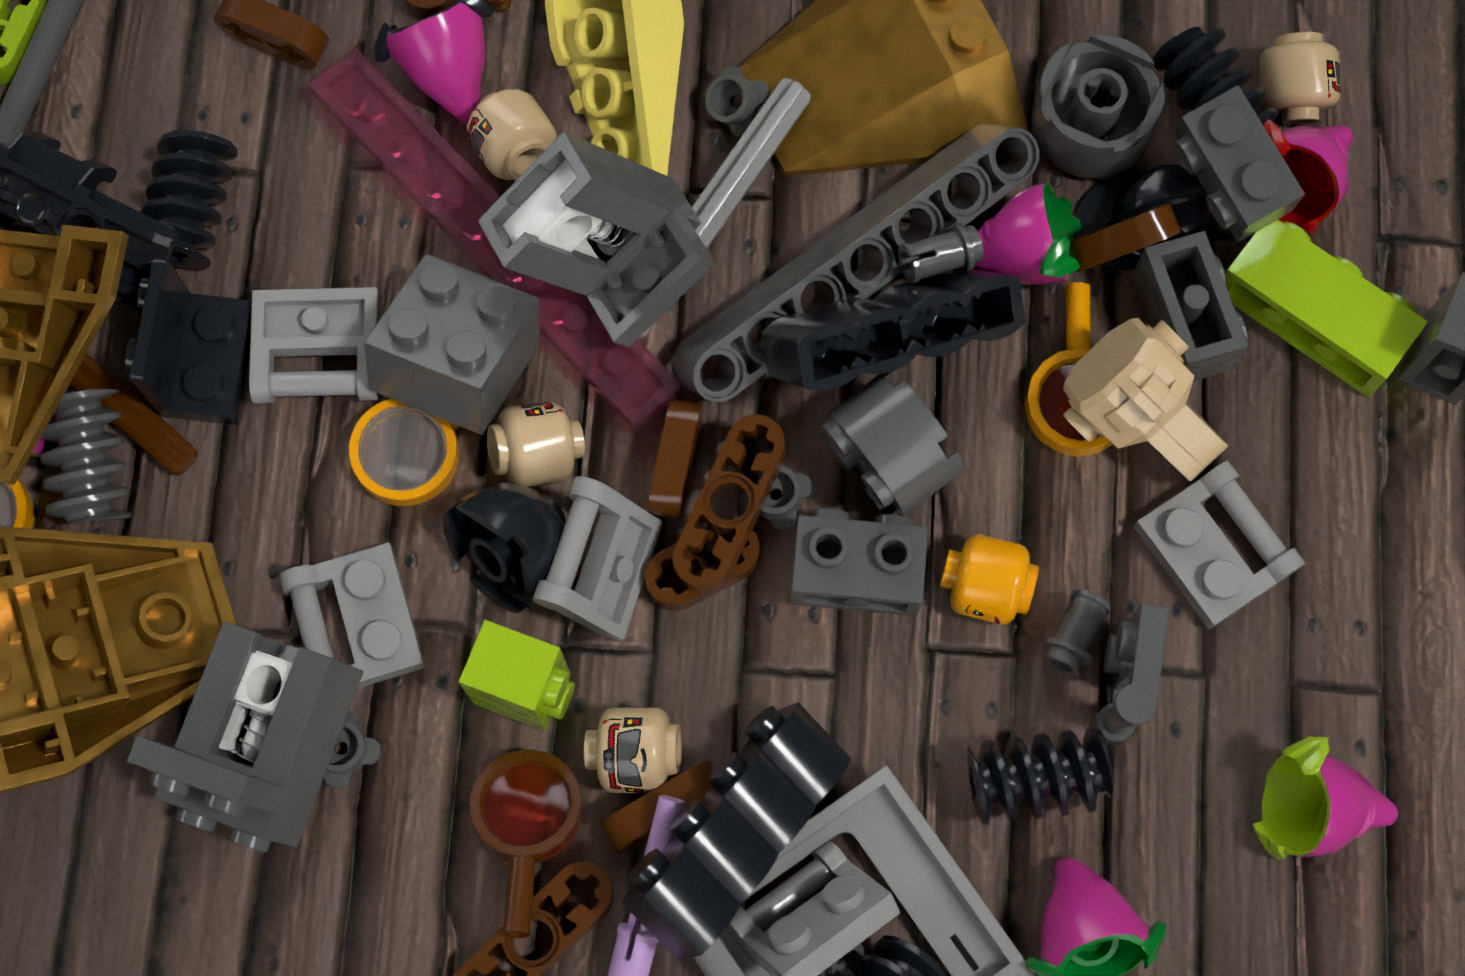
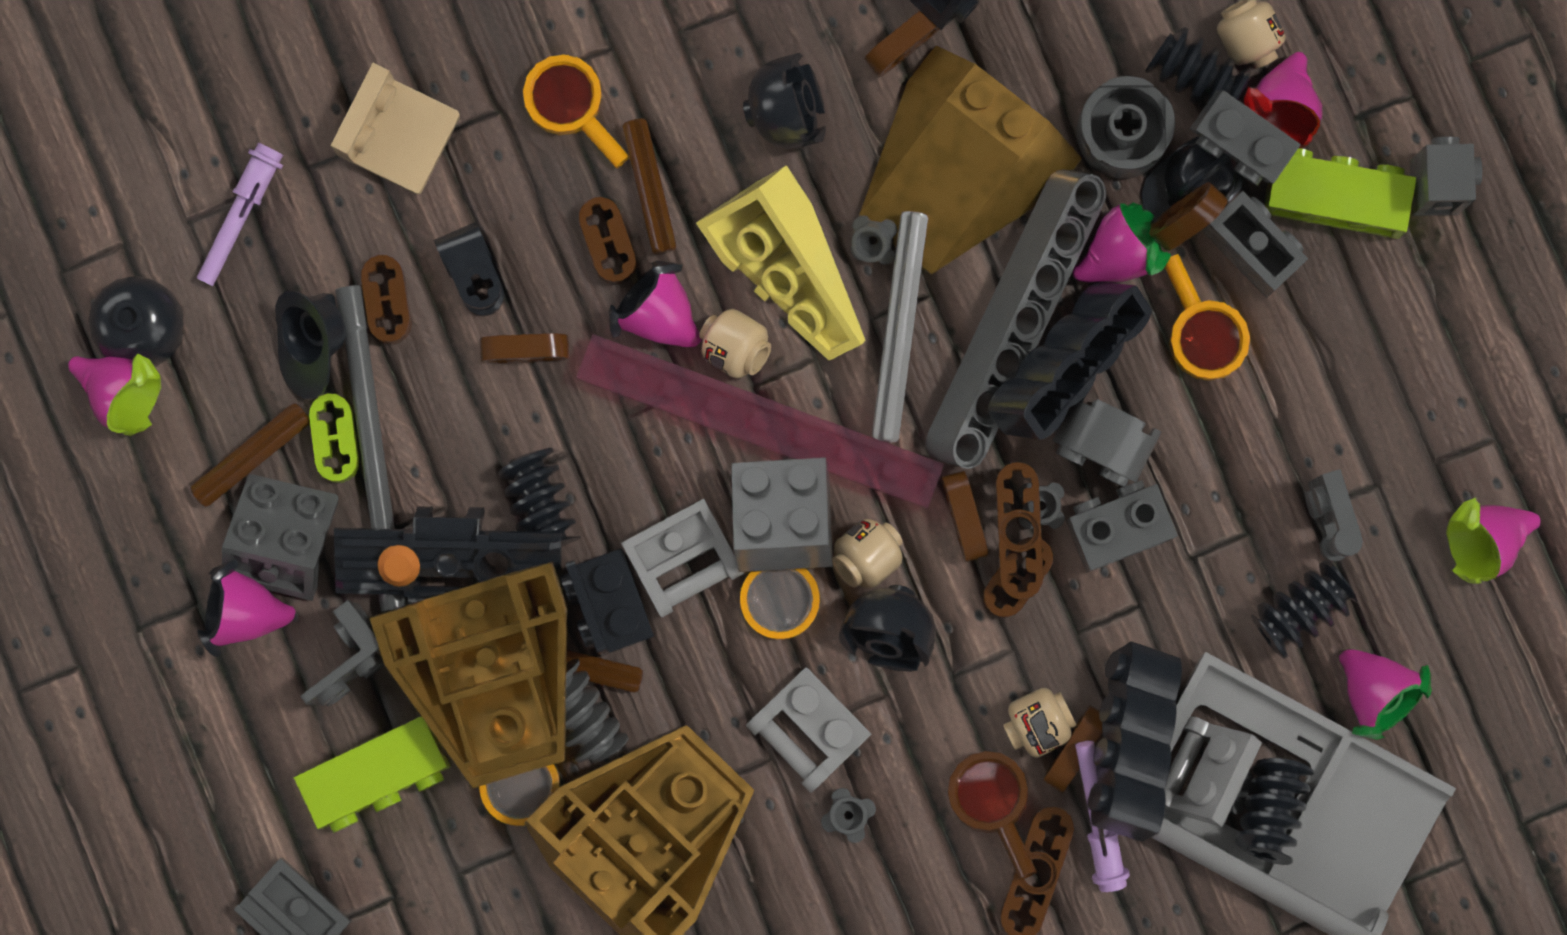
camera: 30 degrees left, 10 degrees up
(240, 721) = (786, 880): dark grey brick -> none
(517, 676) = (946, 715): lime brick -> none
(602, 232) = (857, 392): dark grey brick -> none
(613, 564) = (954, 610): light grey plate -> none
(942, 253) = (1075, 290): dark grey pin -> none
(990, 579) = (1210, 494): light orange head -> none
(1076, 633) = (1282, 501): dark grey pin -> none
(1138, 392) = (1250, 324): tan piece -> none
(1201, 556) = (1340, 408): light grey plate -> none

